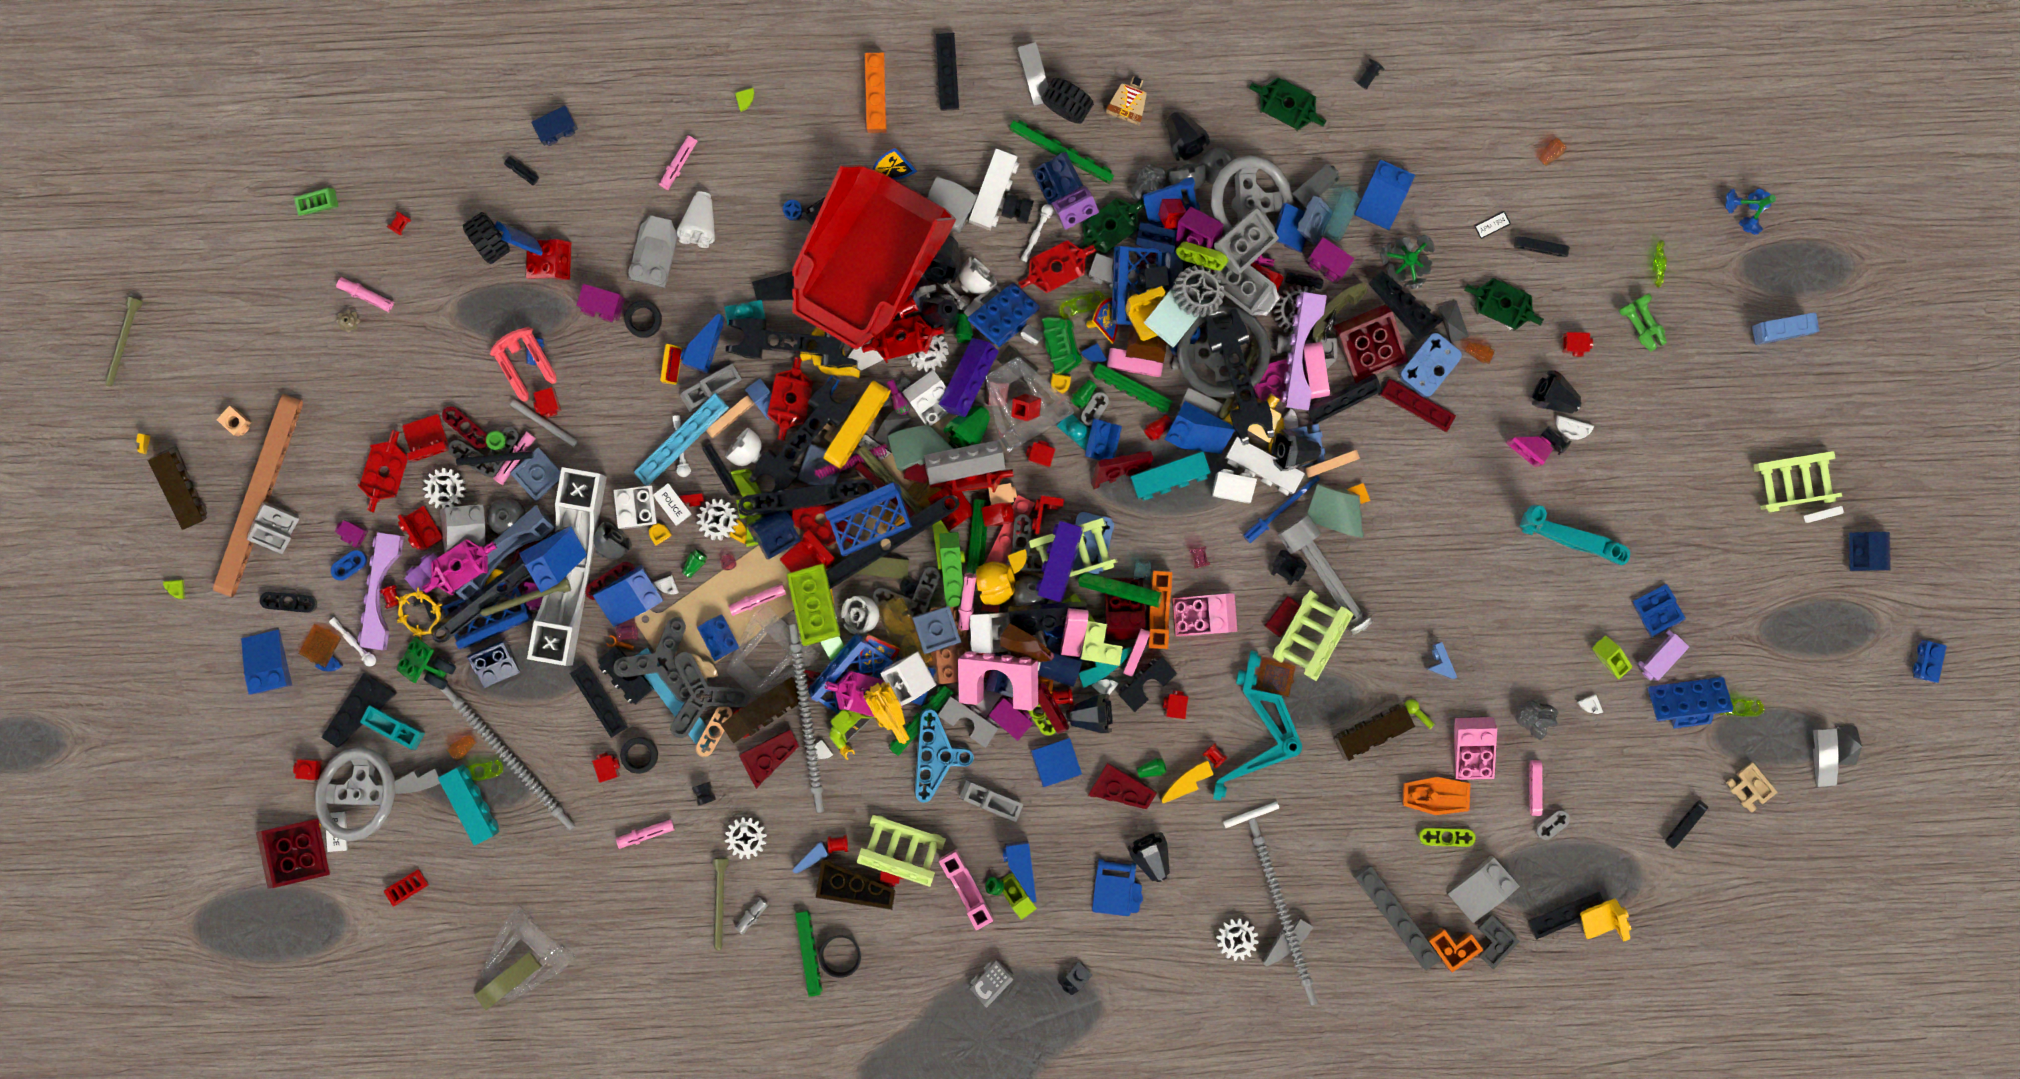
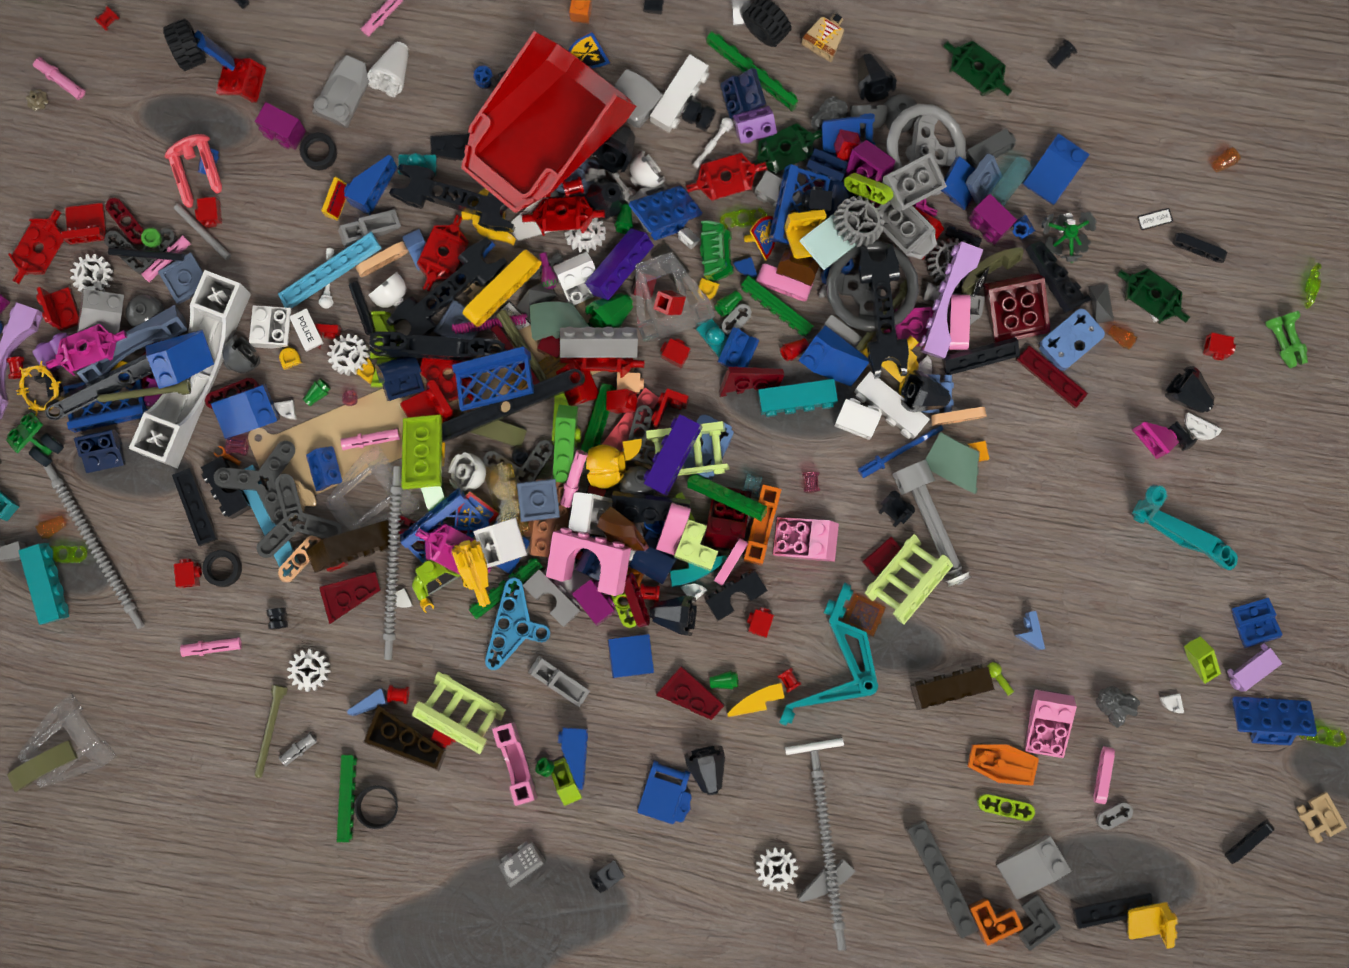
camera: 15 degrees right, 5 degrees down
(1362, 262) = (1023, 227): none -> blue piece

